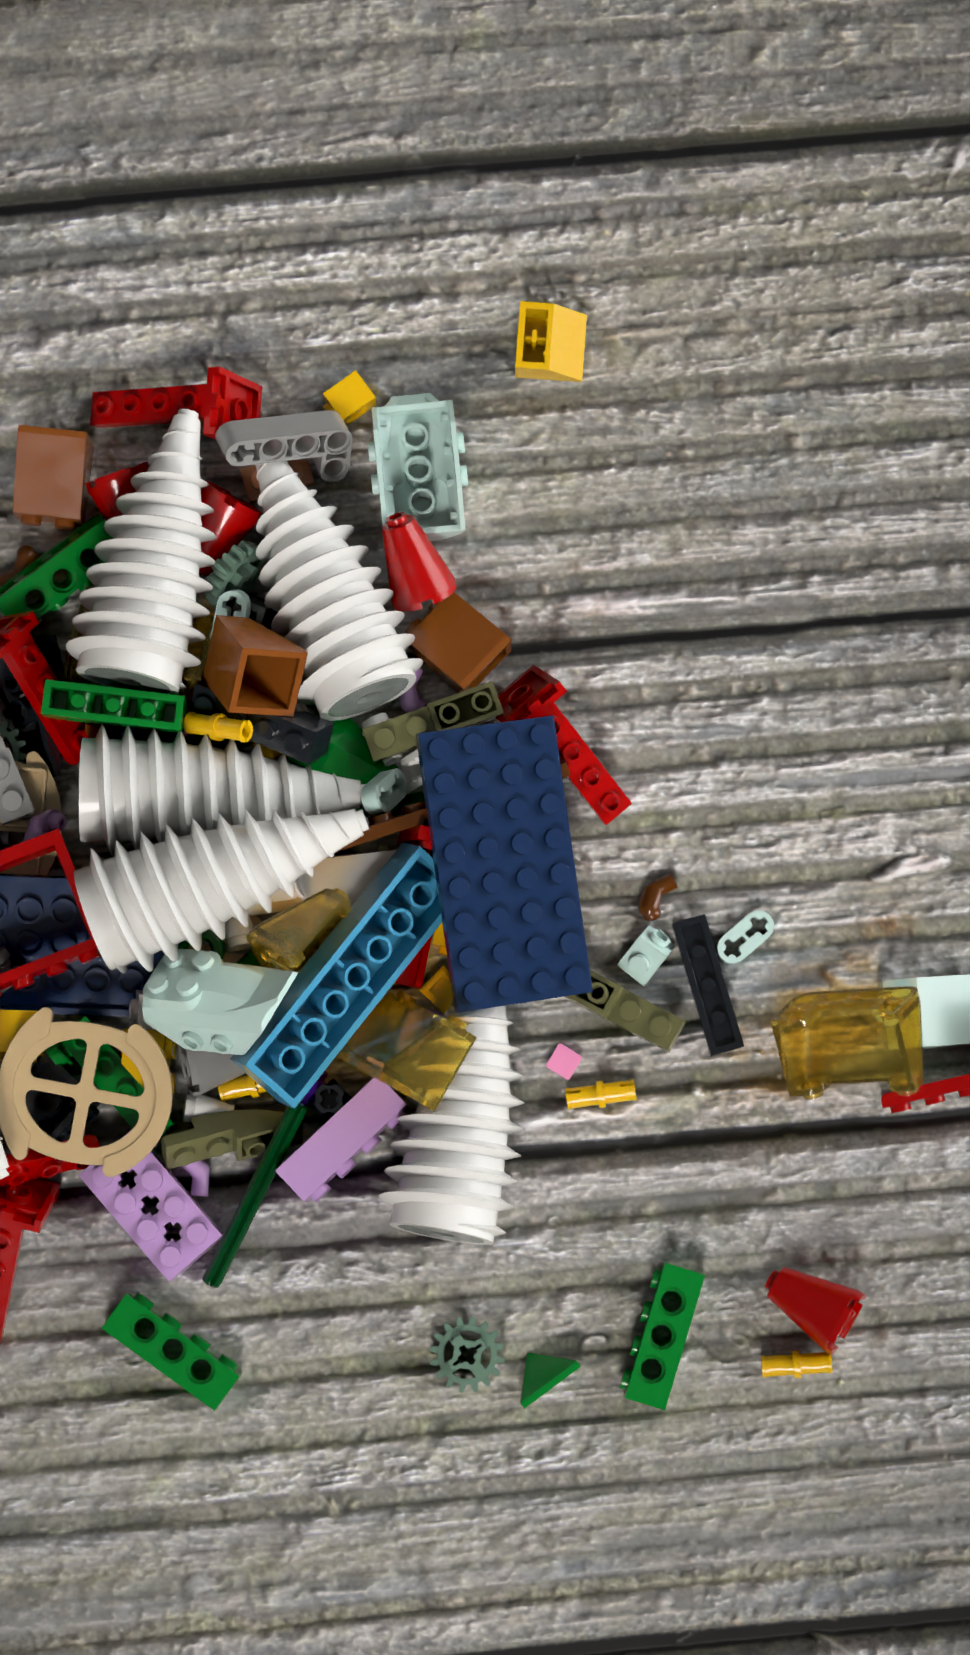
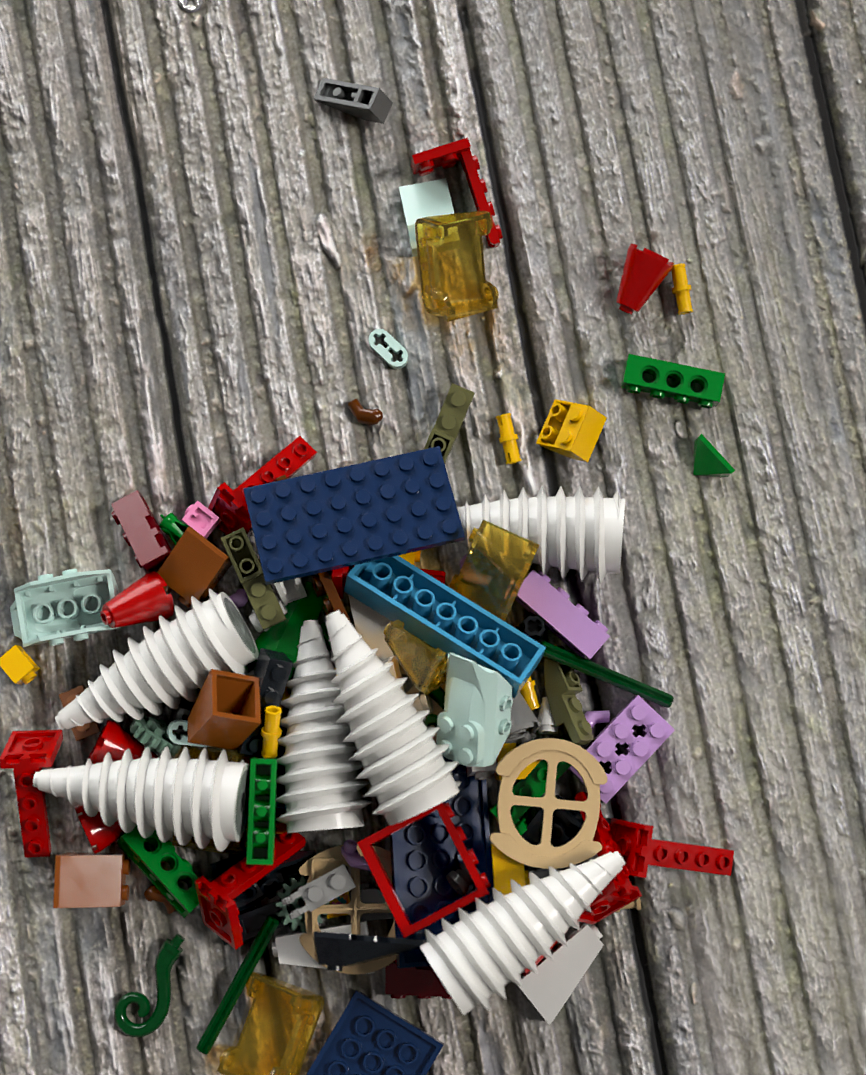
camera: 95 degrees left, 0 degrees up
(123, 1327) = (746, 694): green brick -> none
(290, 437) = (49, 701): light grey beam -> none
(384, 791) = (307, 608): light aqua beam -> none
(439, 990) = (445, 559): yellow tile -> none
(476, 1367) = (693, 508): sand green gear -> none
(516, 576) = (141, 530): none -> wedge
(518, 615) = (173, 527): none -> green piece
(524, 658) = (201, 519): none -> bright pink bracket
(564, 1061) = (487, 467): bright pink piece -> none
(604, 1184) = (571, 430): none -> yellow slope
(646, 954) = (407, 415): light aqua bracket -> none
(707, 985) = (424, 371): black plate -> none

